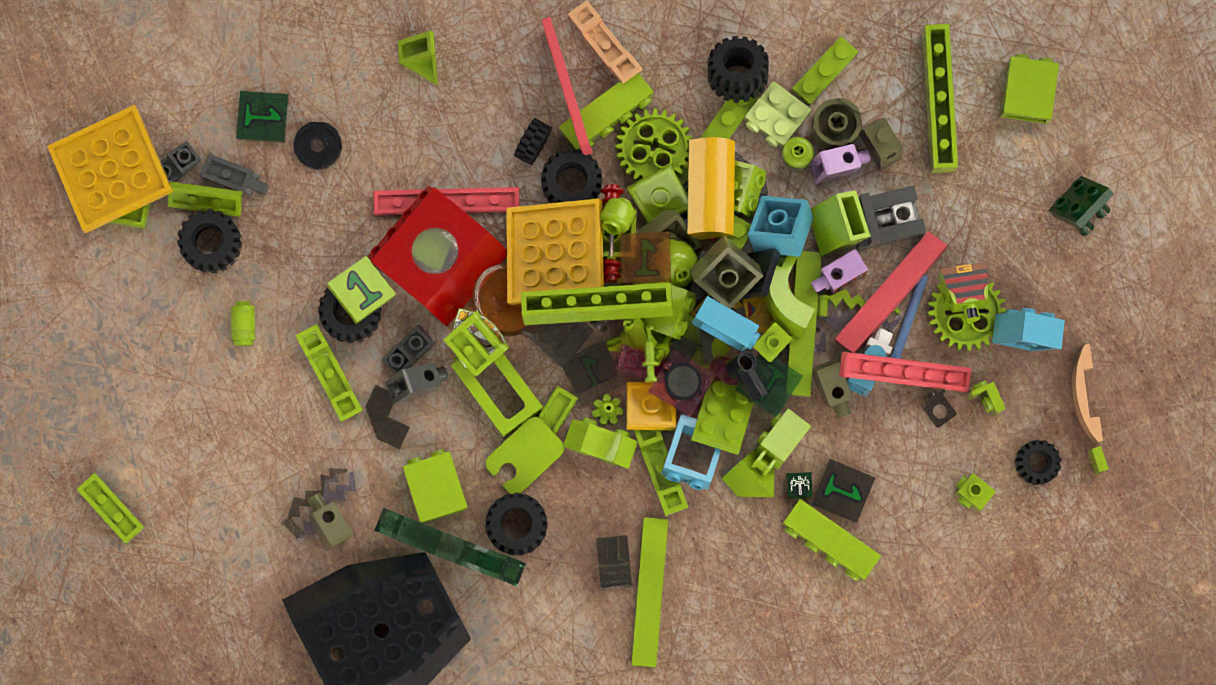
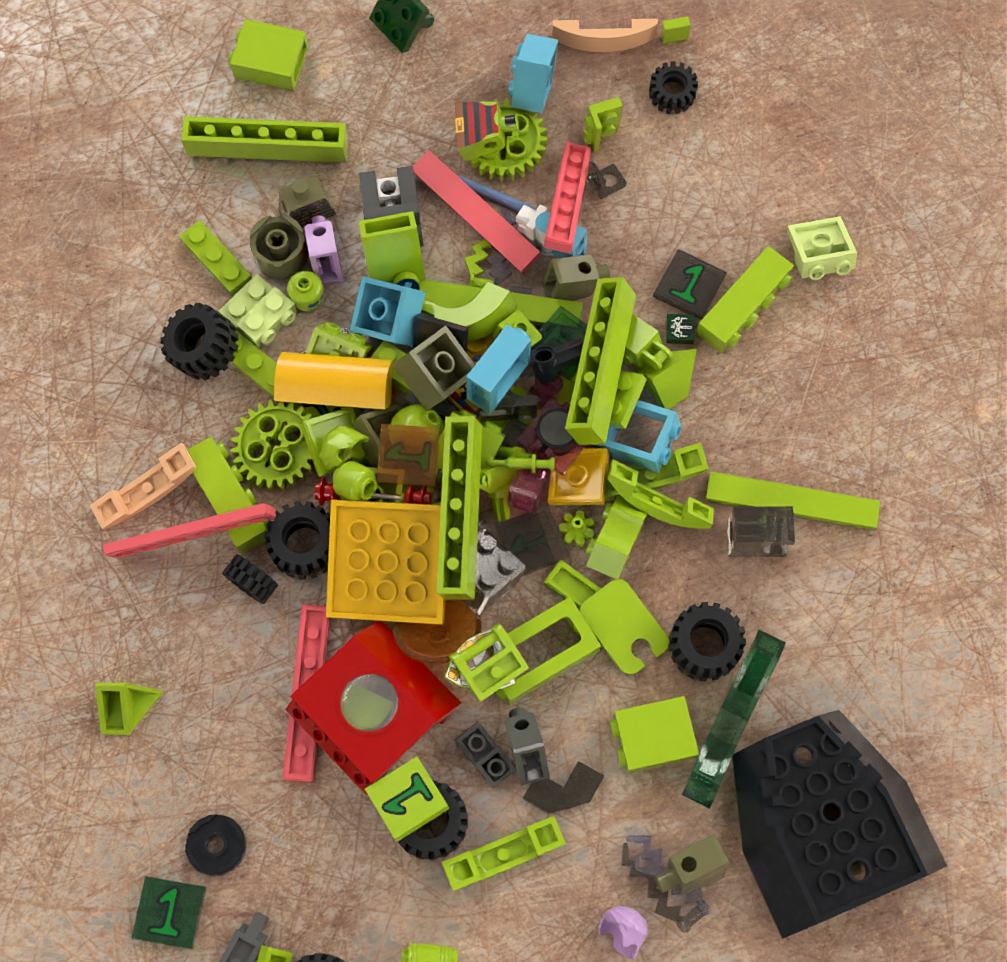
camera: 80 degrees left, 10 degrees down
(280, 476) = (627, 928): none -> lavender hair
(632, 473) = (690, 514): none -> lime slope
(652, 201) = (341, 445): none -> lime hair
(746, 412) = (600, 361): none -> lime brick
(814, 241) = (408, 280): none -> tile
(848, 266) = (447, 255): lavender torso -> none
(889, 606) = (822, 248): none -> yellowish green plate
(973, 492) = (701, 151): lime brick -> none

